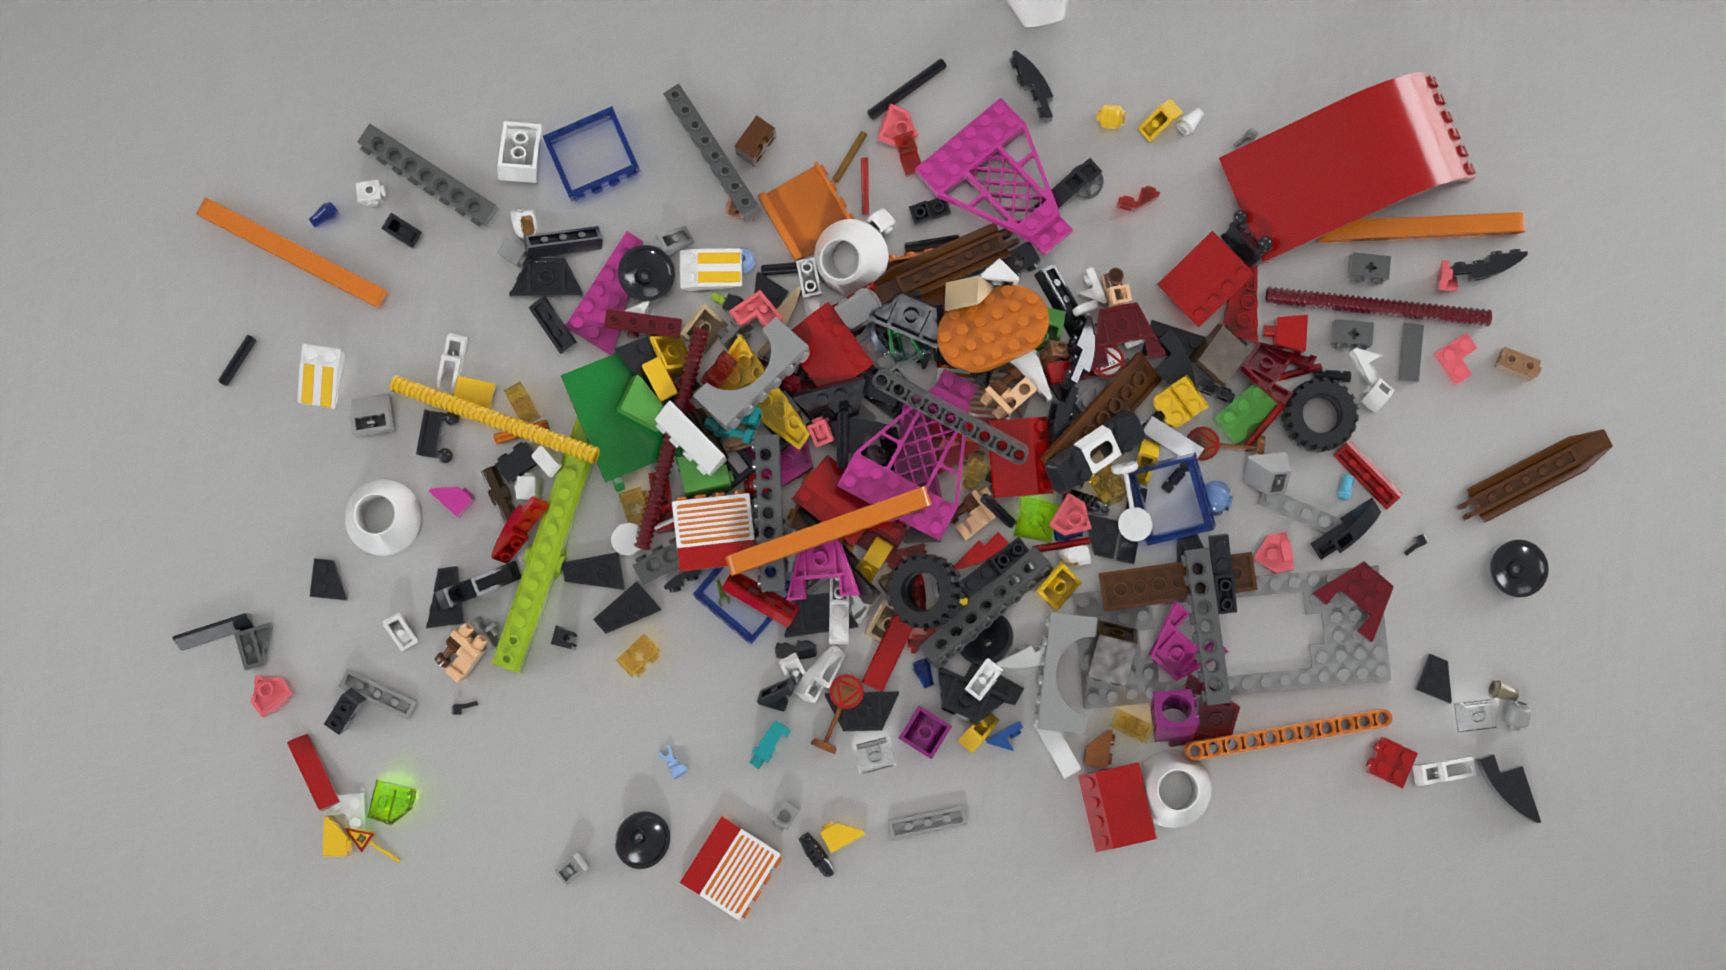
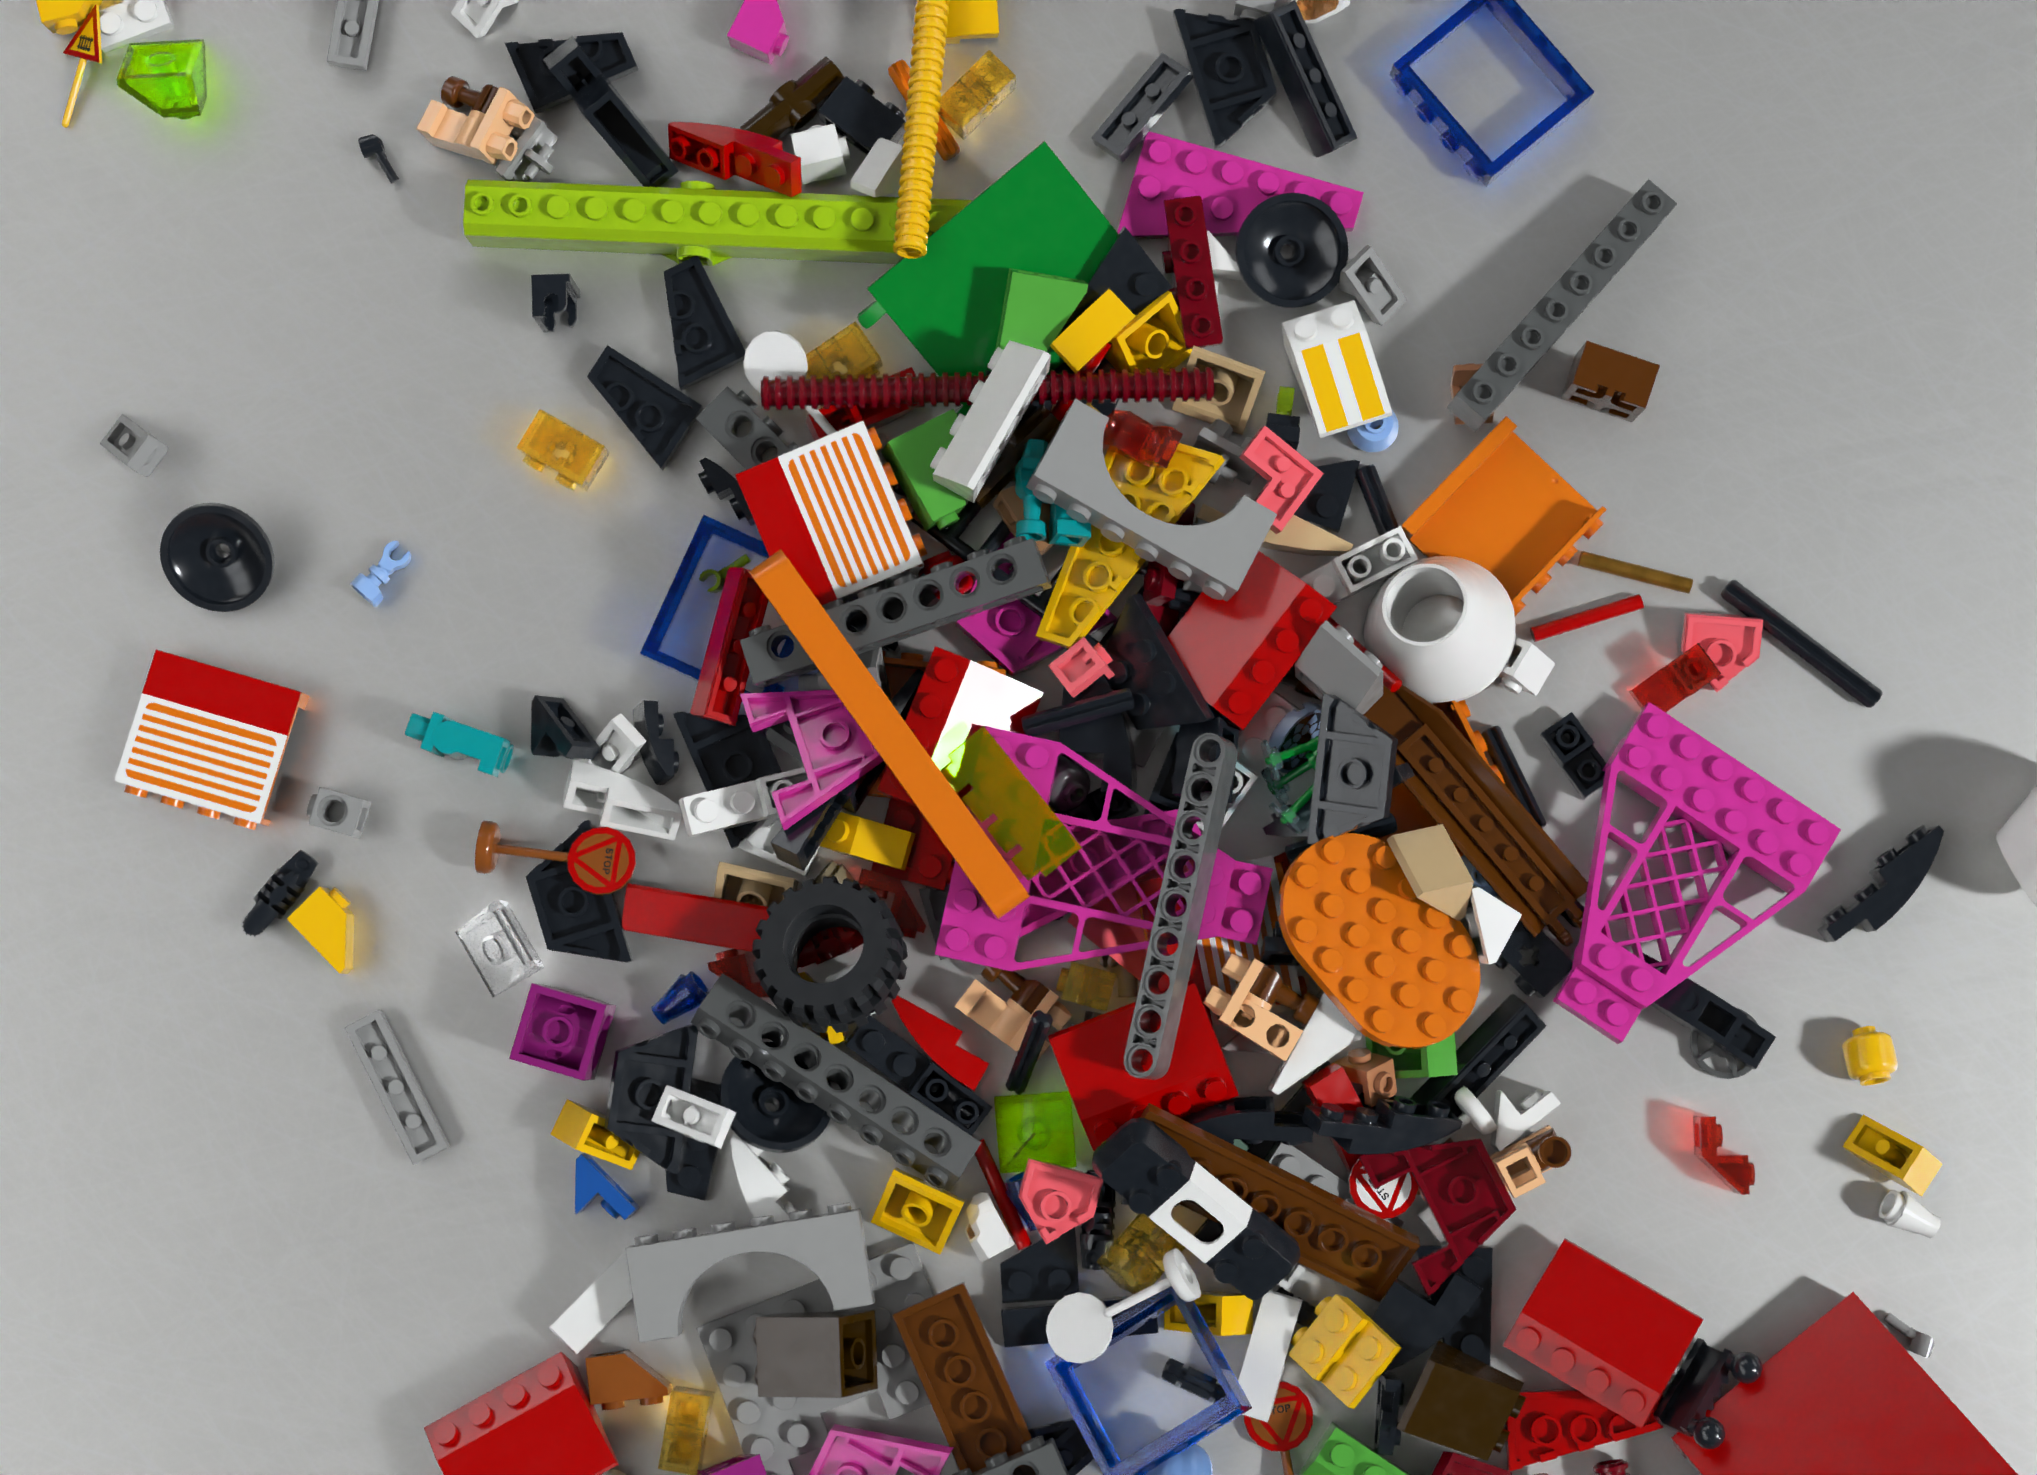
camera: 80 degrees right, 0 degrees up
(880, 480) = (1007, 794): none -> clear neon green windscreen

